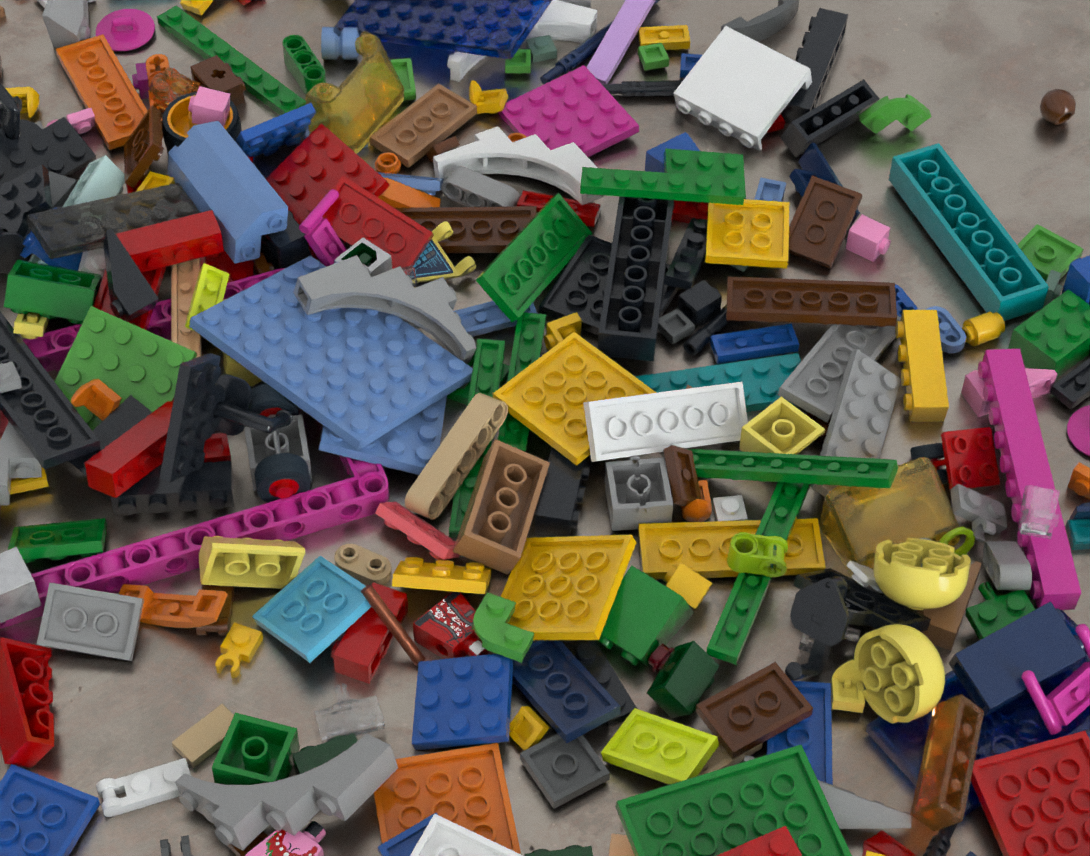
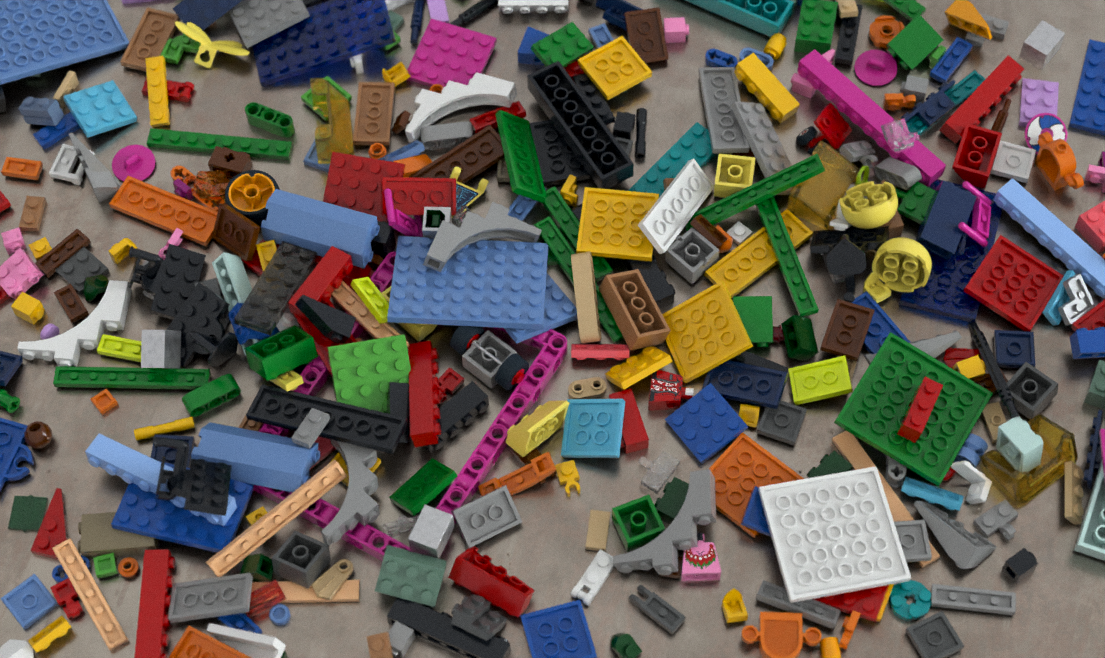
camera: 35 degrees left, 10 degrees up
(96, 398) = (376, 396): orange plate -> none
(204, 405) = (449, 355): black plate -> none
(209, 106) = (258, 183): bright pink brick -> none
(276, 132) = (308, 171): blue plate -> none
(339, 43) = (277, 91): medium blue wheel -> none
(392, 624) = (641, 409): copper bar -> none
(497, 635) = (700, 378): bright green plate -> none
(662, 185) = (556, 70): green plate -> none
(687, 584) = (759, 287): yellow brick -> none
(754, 343) = (670, 131): blue plate -> none
(755, 553) = (786, 247): lime piece -> none
(811, 301) = (683, 88): reddish brown plate -> none
(947, 763) = (957, 294): clear orange brick -> none

